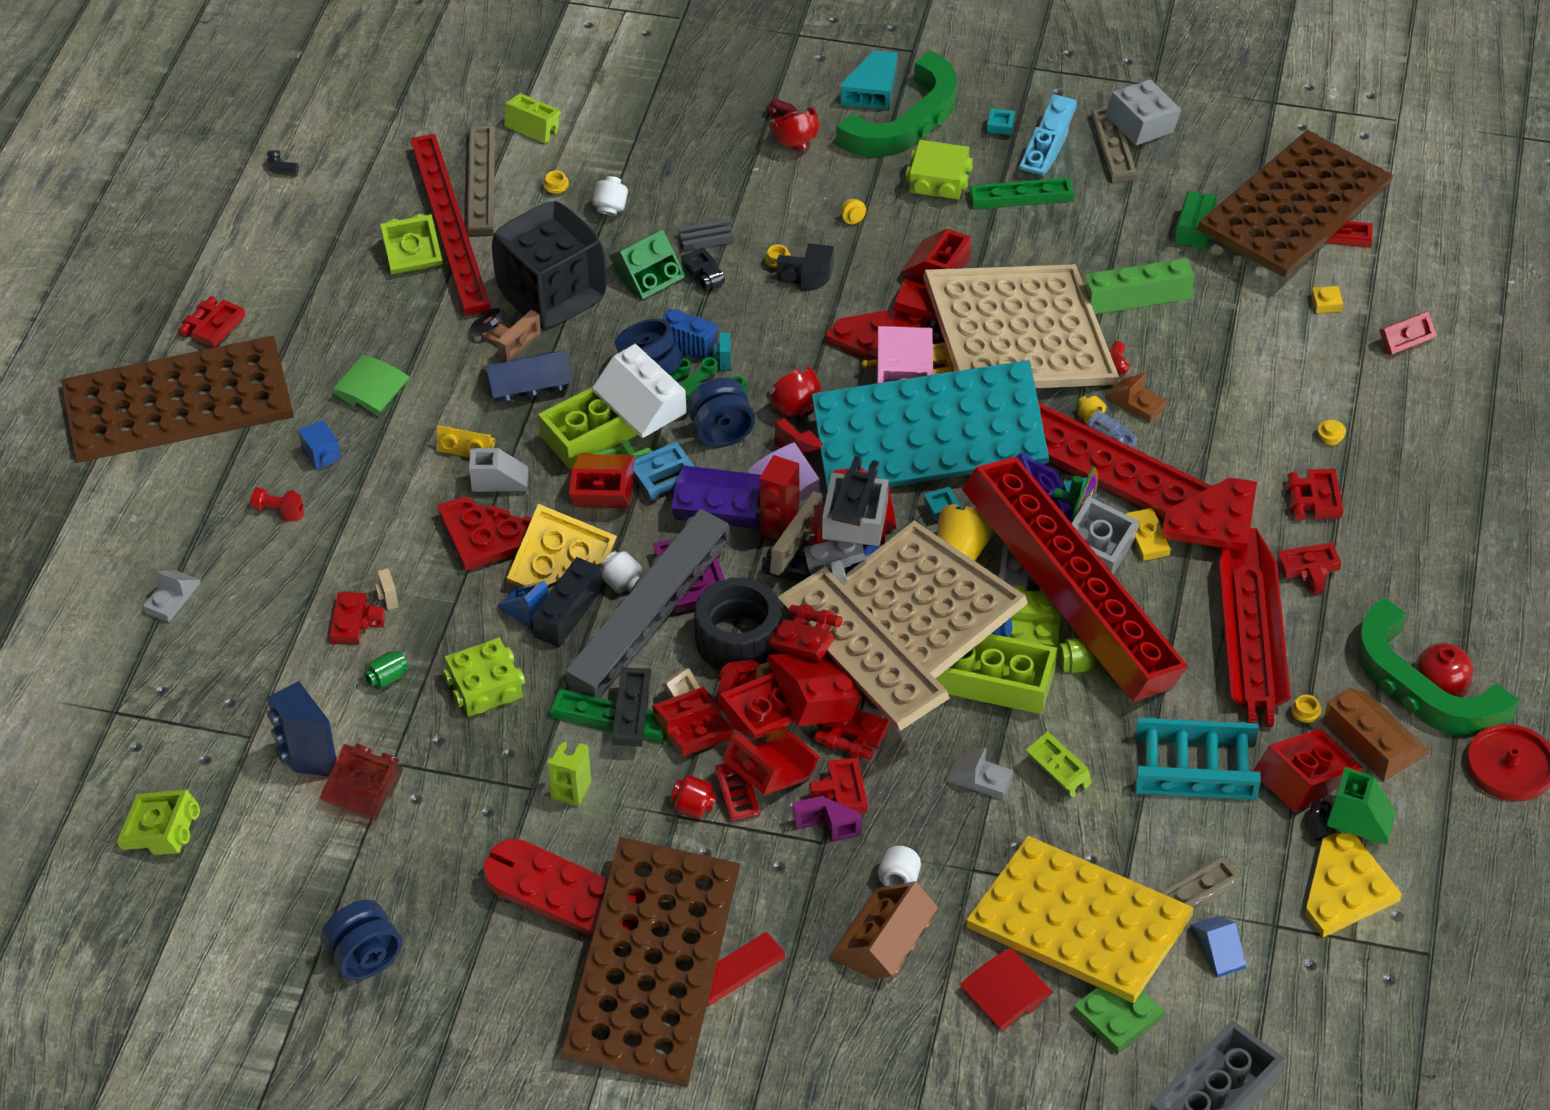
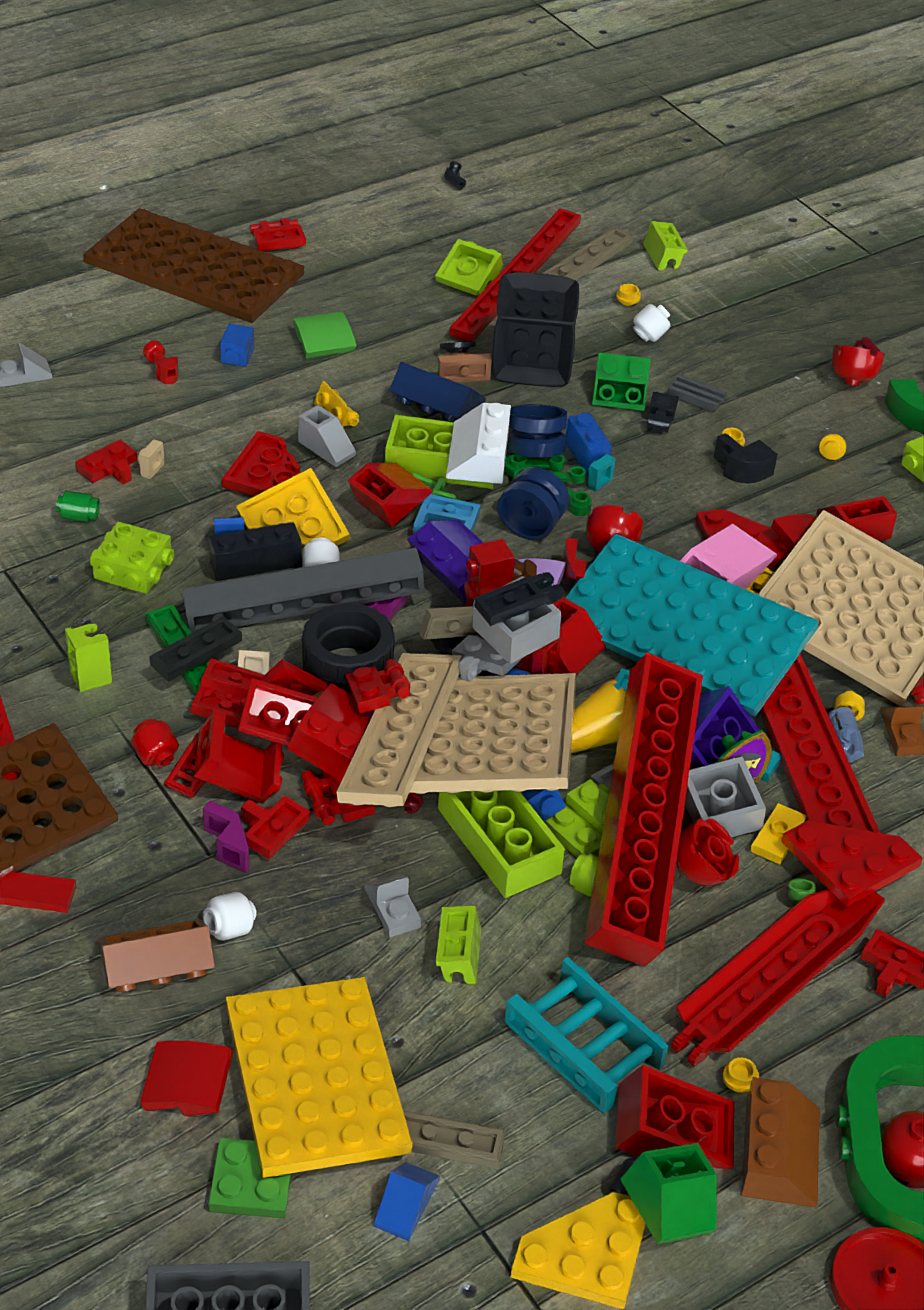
camera: 40 degrees right, 5 degrees down
(1140, 584) = (706, 853): none -> red cylinder
(1207, 562) = (799, 889): none -> bright green hinge

